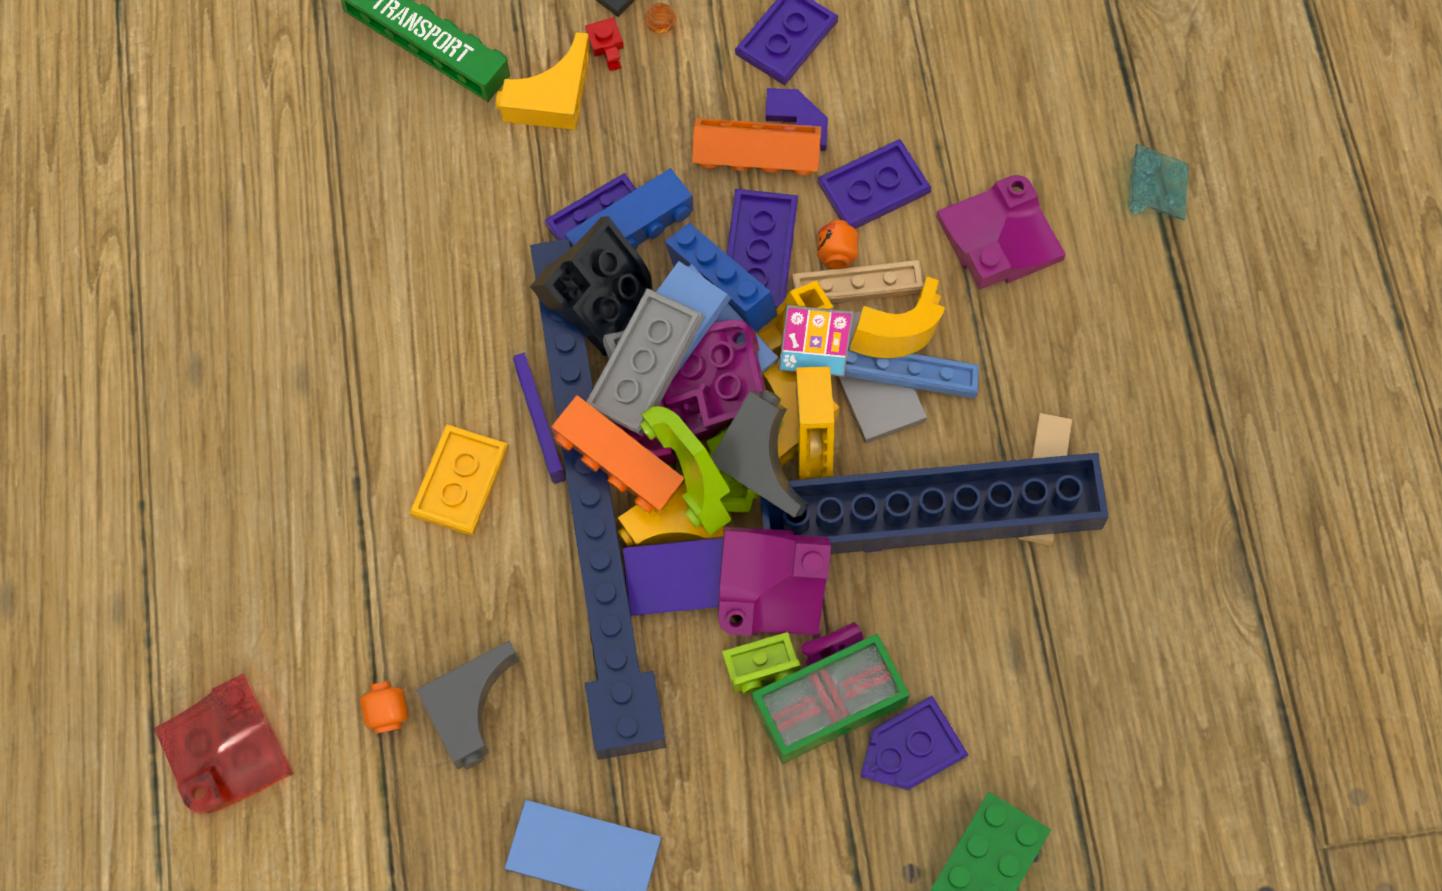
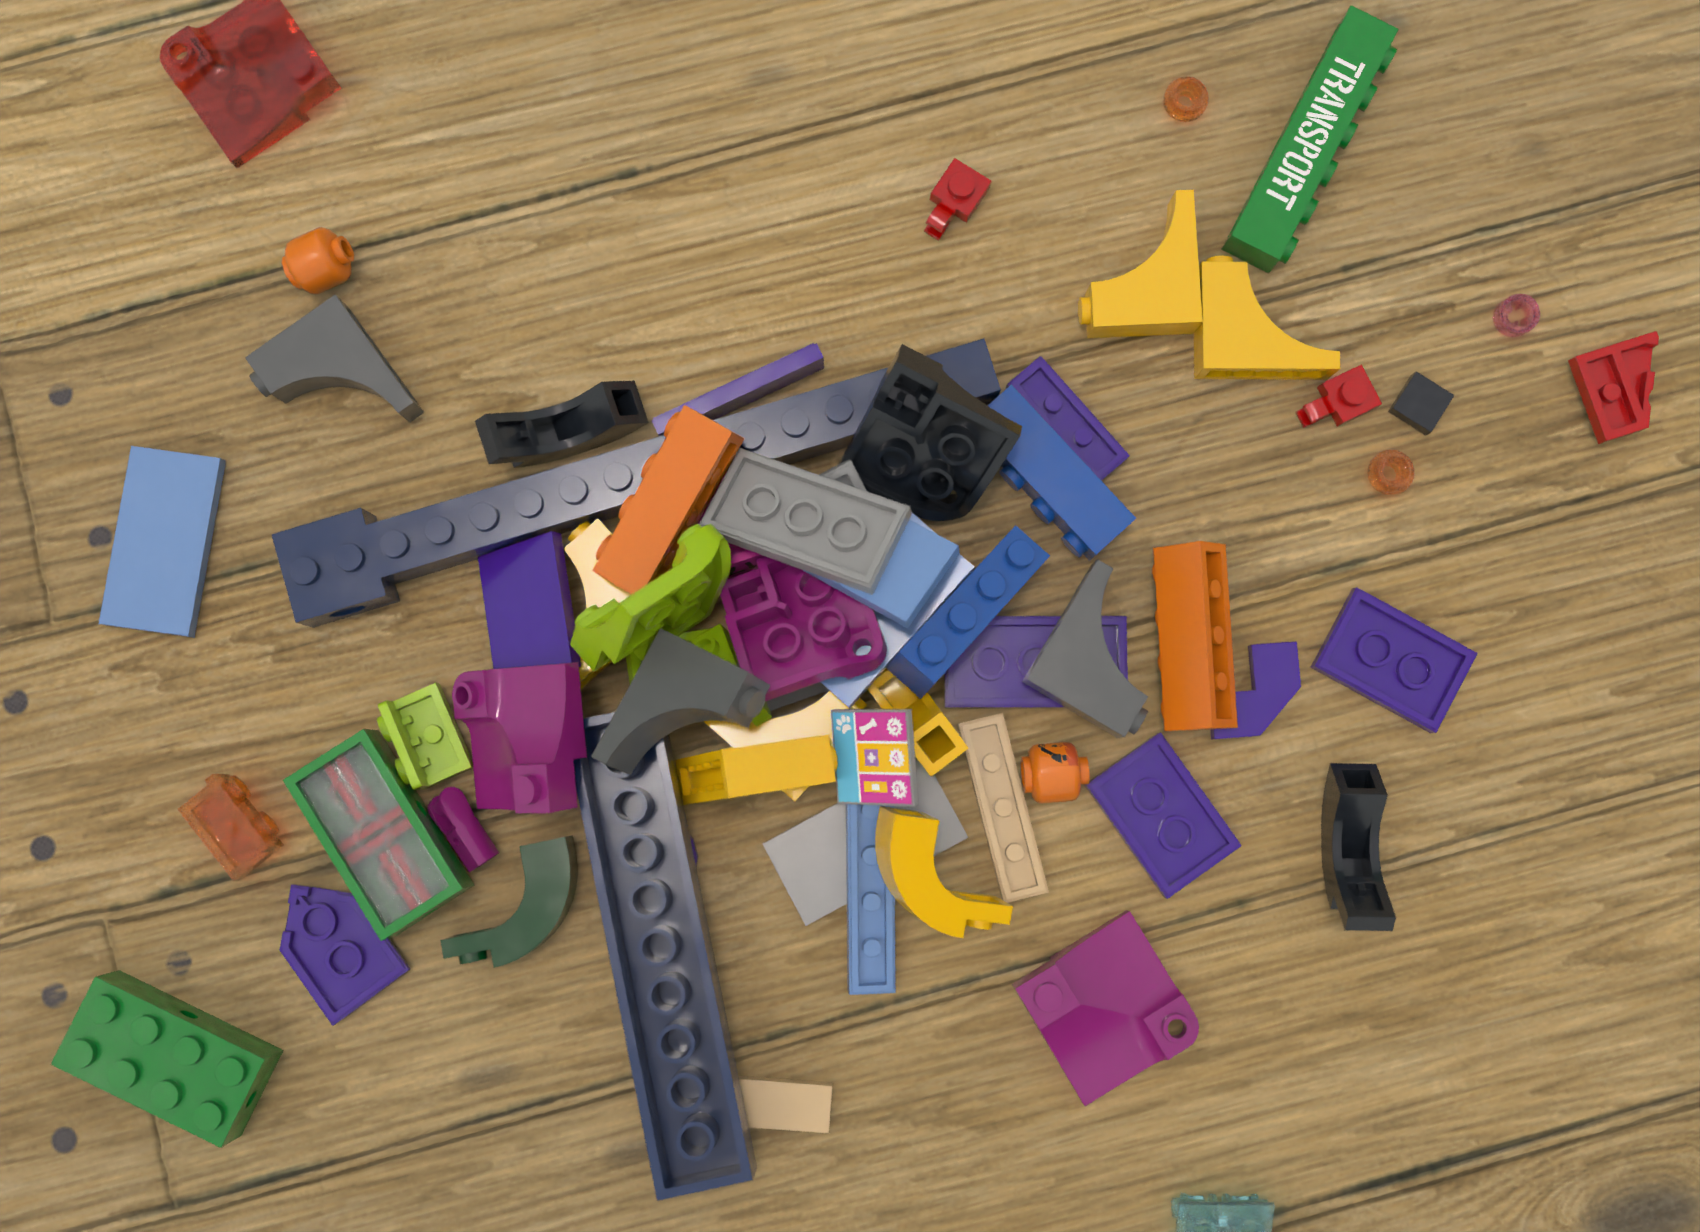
camera: 80 degrees right, 15 degrees up
(377, 100) = (1192, 89): none -> clear orange plate
(420, 260) = (956, 195): none -> red plate
(459, 480) = (645, 304): yellow tile -> none
(511, 135) = (1157, 295): none -> yellow arch
(543, 533) = (565, 429): none -> black arch
(763, 217) = (1078, 668): none -> dark grey arch
(811, 813) = (231, 825): none -> clear orange bracket
(899, 593) = (548, 895): none -> dark green arch
(905, 73) = (1350, 847): none -> black arch

